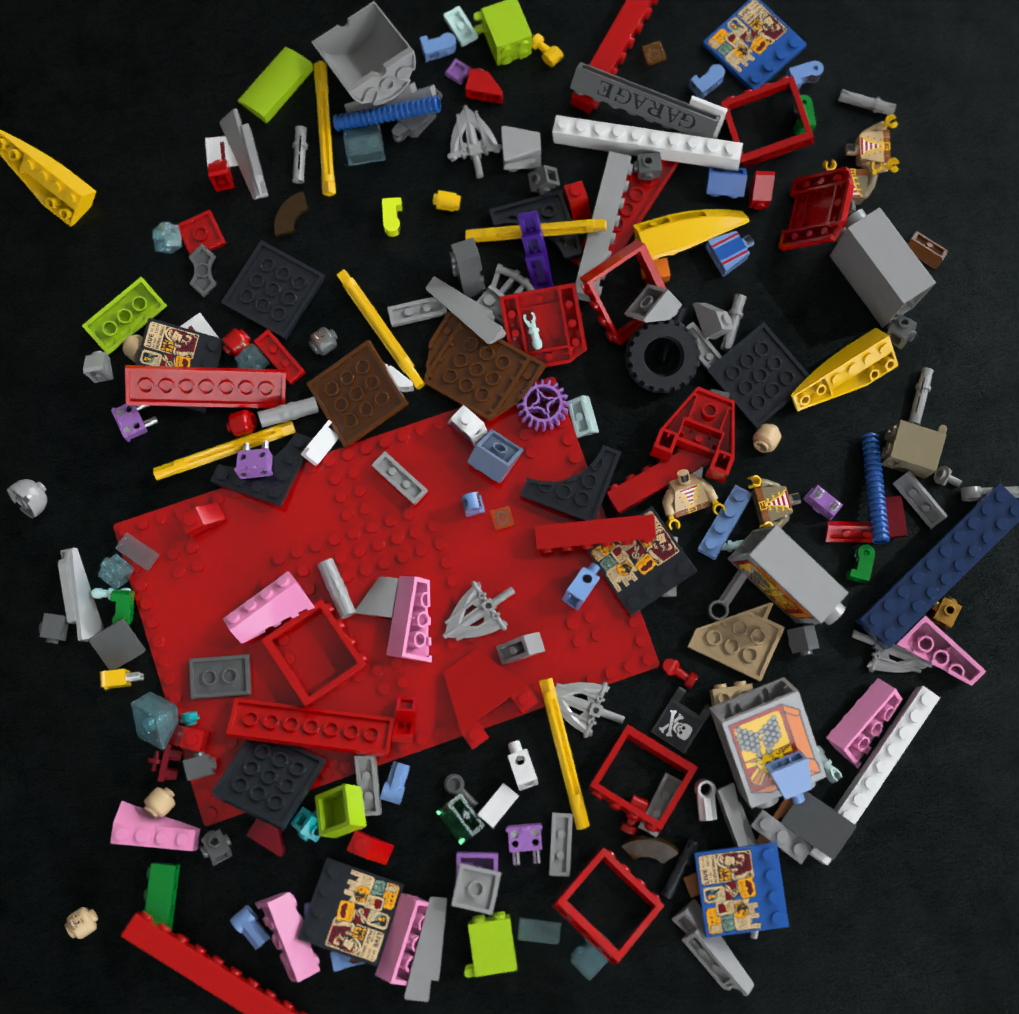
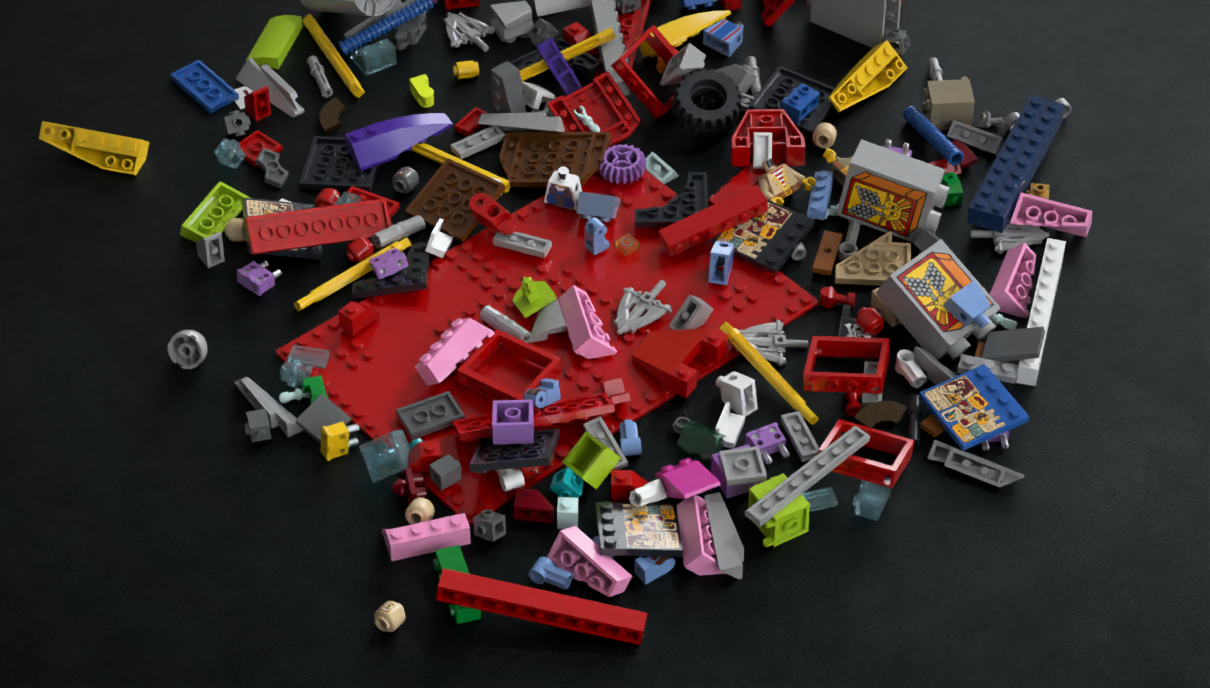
camera: 20 degrees left, 35 degrees down
(183, 124) = (204, 86): none -> blue tile
(188, 196) = (230, 126): none -> dark grey brick
(273, 754) = (513, 422): none -> medium lavender brick
(296, 858) = (567, 512): none -> light aqua brick
(324, 284) = (388, 138): none -> dark purple wedge
(330, 703) = (544, 394): none -> medium blue leg
(378, 562) = (533, 296): none -> lime piece
(385, 868) = (649, 493): none -> white piece
(387, 454) = (492, 214): none -> red piece
(419, 877) = (686, 479): none -> dark pink slope
(421, 277) = (469, 123): none -> red tile
(498, 267) = (534, 94): none -> white panel
(529, 936) = (807, 476): none -> light grey tile
(686, 452) = (761, 149): none -> white tile
(693, 725) = (869, 321): none -> red head
(703, 596) = (827, 253): none -> dark orange tile
(757, 391) = (800, 102): none -> blue brick

